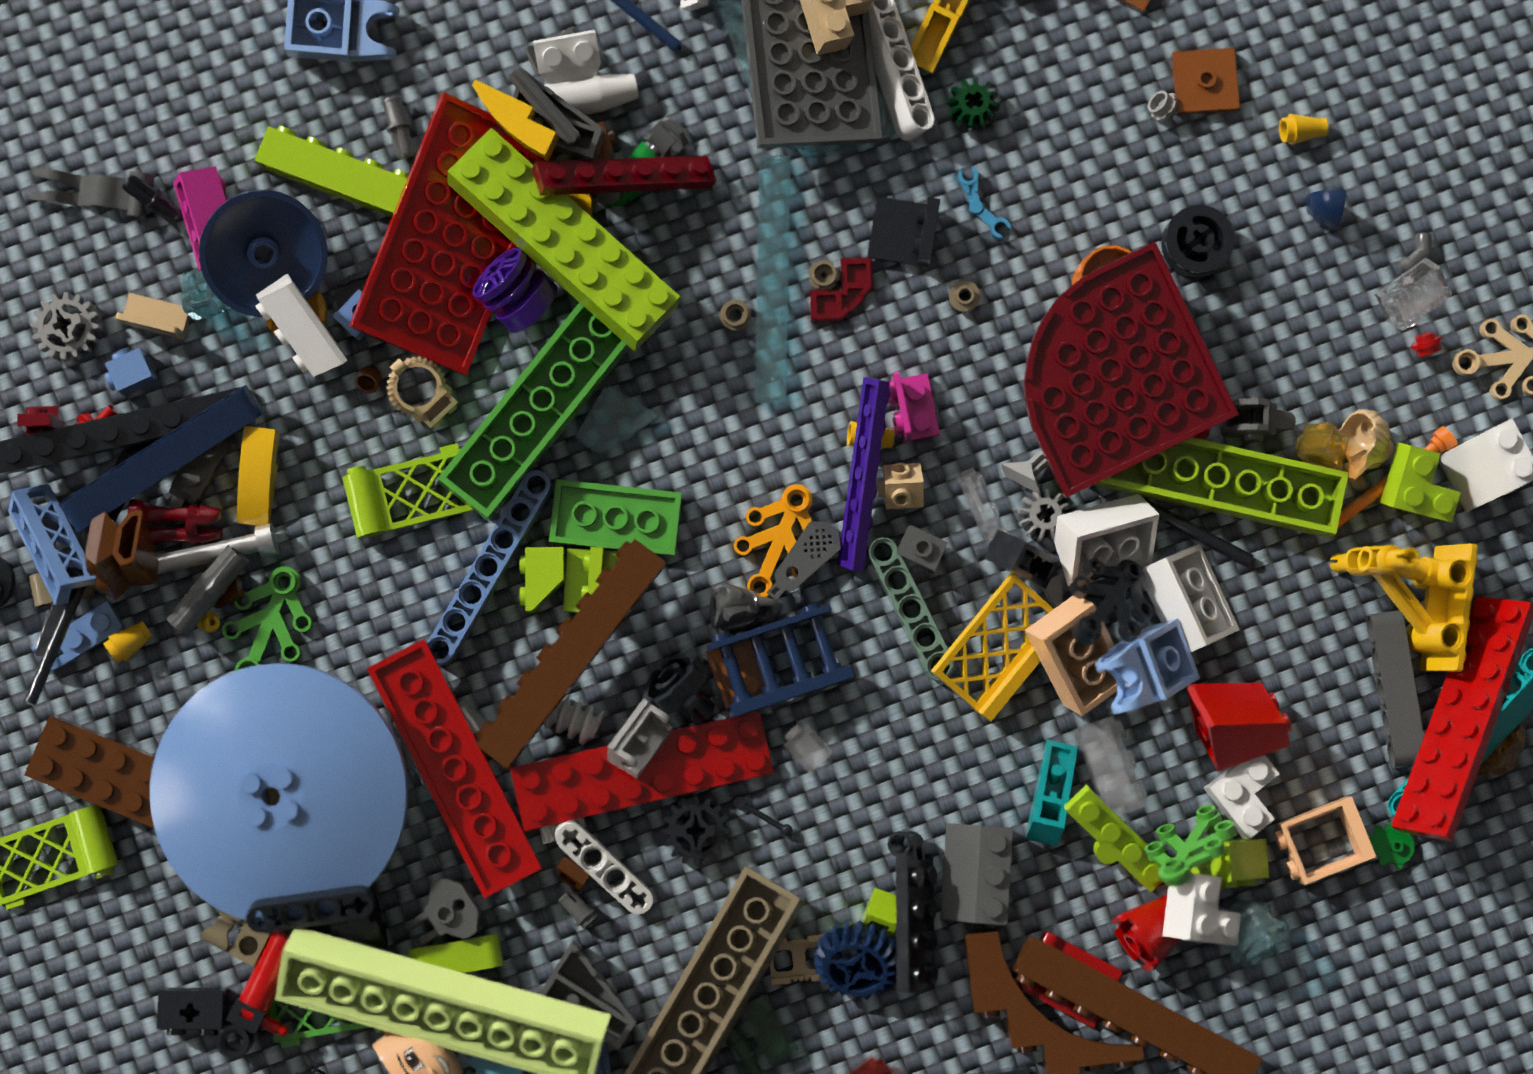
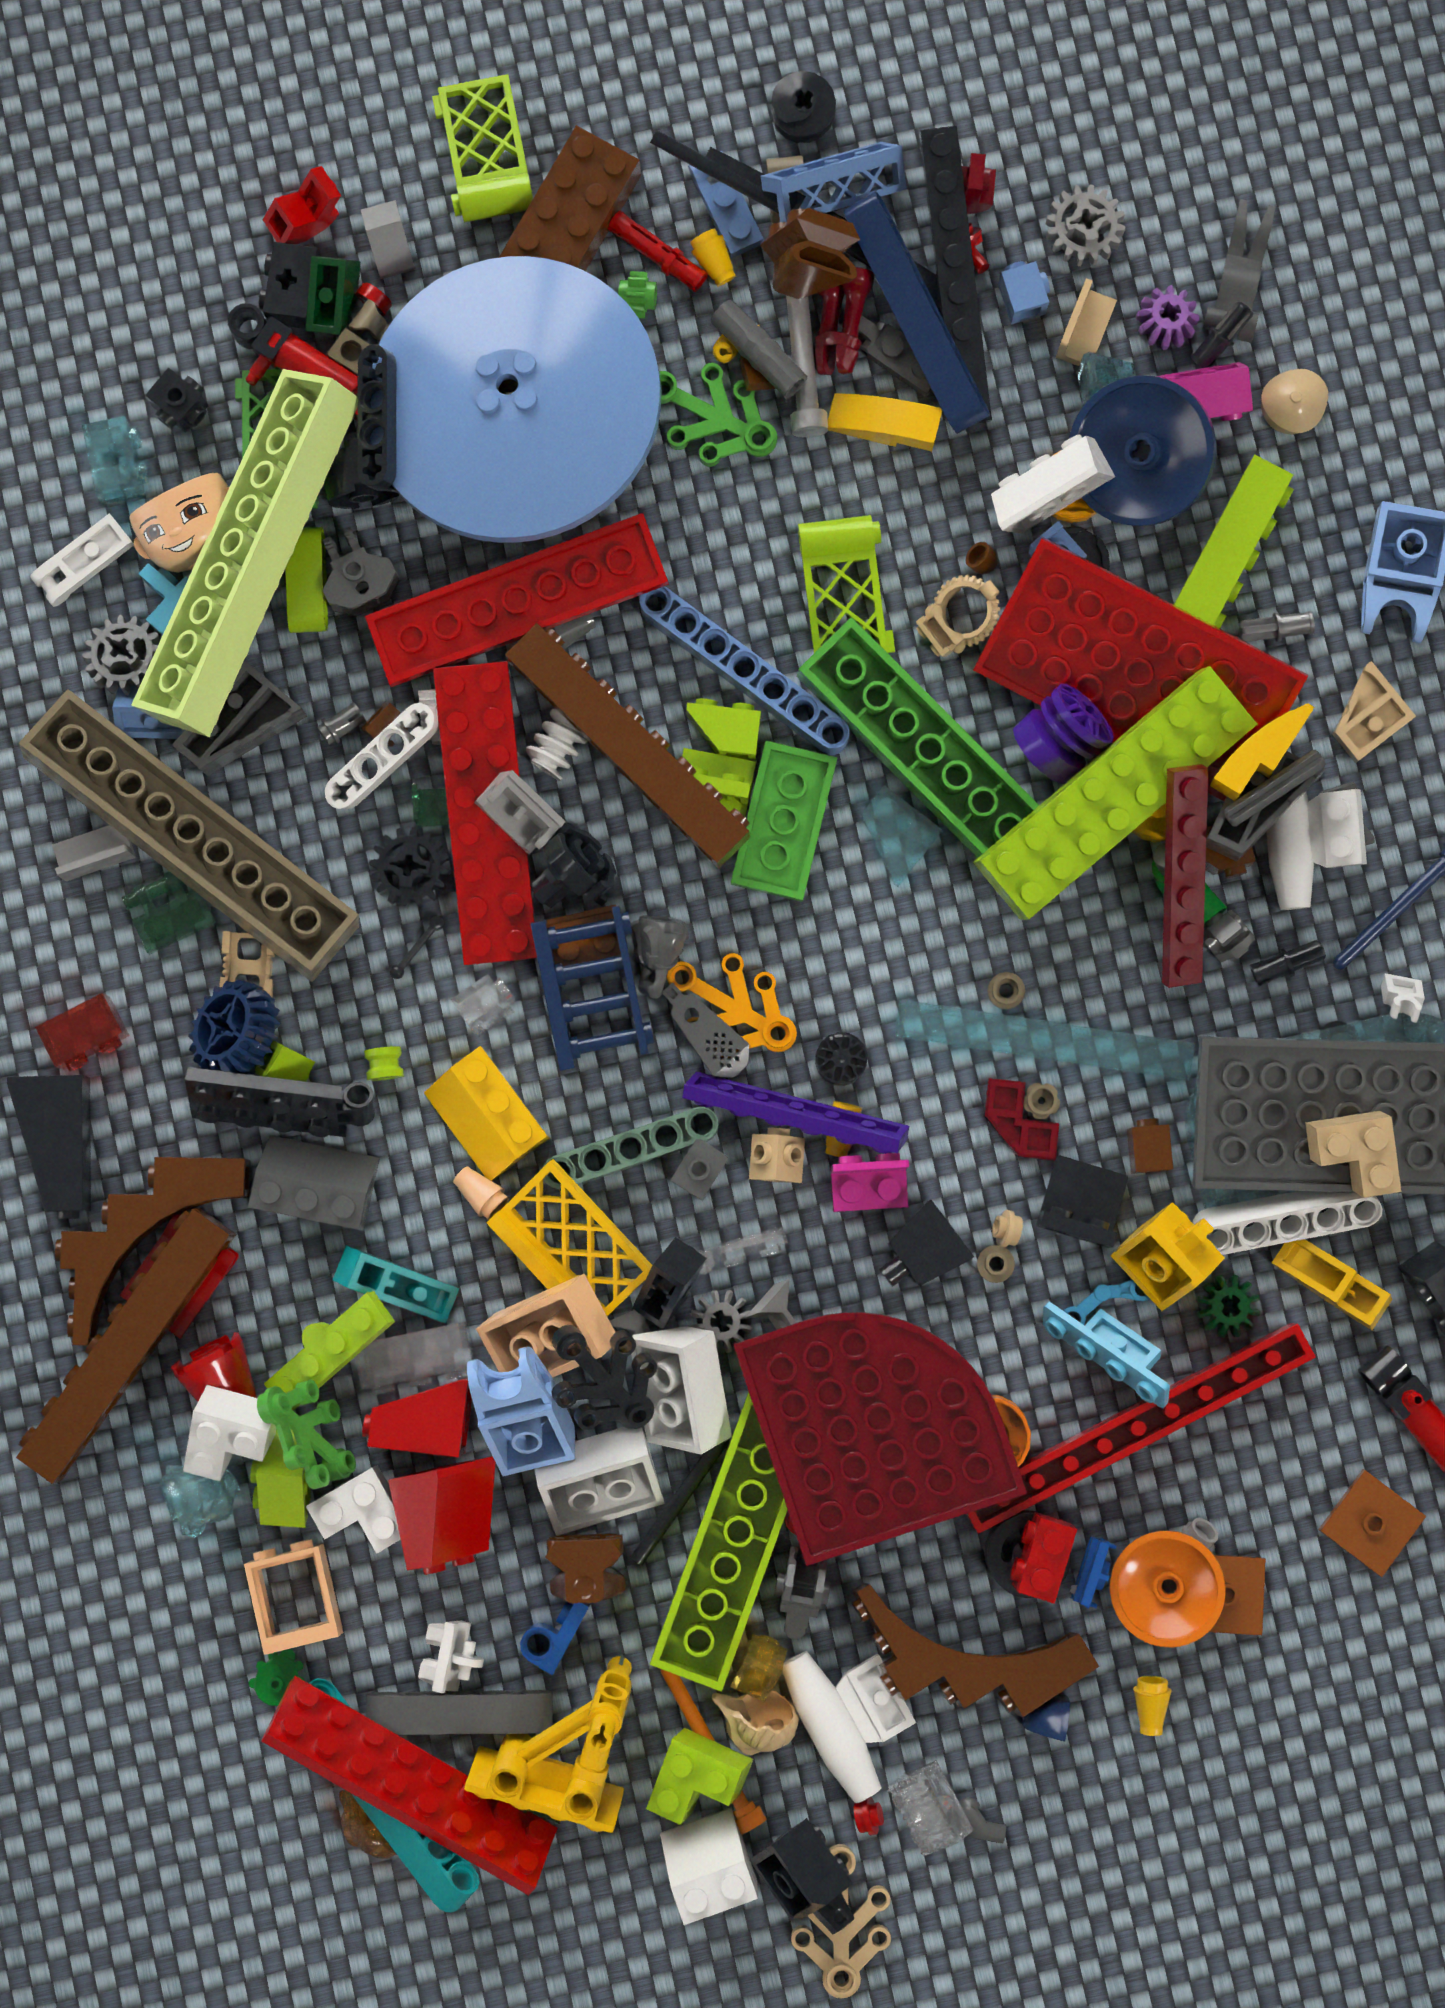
camera: 100 degrees right, 0 degrees up
(124, 1006) = (305, 212): none -> red brick
(129, 250) = (1171, 306): none -> medium lavender gear
(134, 679) = (669, 259): none -> red pin
(140, 930) = (387, 239): none -> light grey slope
(167, 702) = (639, 293): none -> bright green gear
(193, 939) = (369, 291): none -> red tile
(198, 971) = (331, 294): none -> dark green slope
(201, 134) = (1294, 401): none -> tan hat
(464, 42) = (1371, 714): none -> tan wing
(641, 819) = (429, 806): none -> clear green bracket
(682, 87) = (1287, 962): none -> black axle
(811, 444) = (841, 1059): none -> black wheel
(851, 181) = (1149, 1147): none -> reddish brown brick
(867, 829) = (384, 1063): none -> lime wheel
(898, 736) = (485, 1114): none -> yellow slope
(934, 289) = (1007, 1229): none -> tan plate
(940, 154) = (1168, 1255): none -> yellow hinge
(960, 354) = (925, 1248): none -> black torso
(965, 731) = (481, 1192): none -> light nougat cone
(1021, 190) = (1113, 1347): none -> medium azure bracket
(1072, 148) = (1146, 1422): none -> red brick
(1164, 750) = (423, 1422): none -> red slope
(1201, 224) = (1043, 1557): none -> red brick
(1205, 186) = (1092, 1572): none -> blue piece
(1231, 121) = (1161, 1616): none -> orange dish
(1263, 599) = (586, 1567): none -> reddish brown piece
(1298, 232) = (916, 1662): none -> reddish brown arch
(1307, 607) = (570, 1619): none -> blue plate
(1352, 372) = (846, 1718): none -> white plate
(1352, 697) = (454, 1657): none -> white hips
(1484, 386) = (806, 1876): none -> black hinge

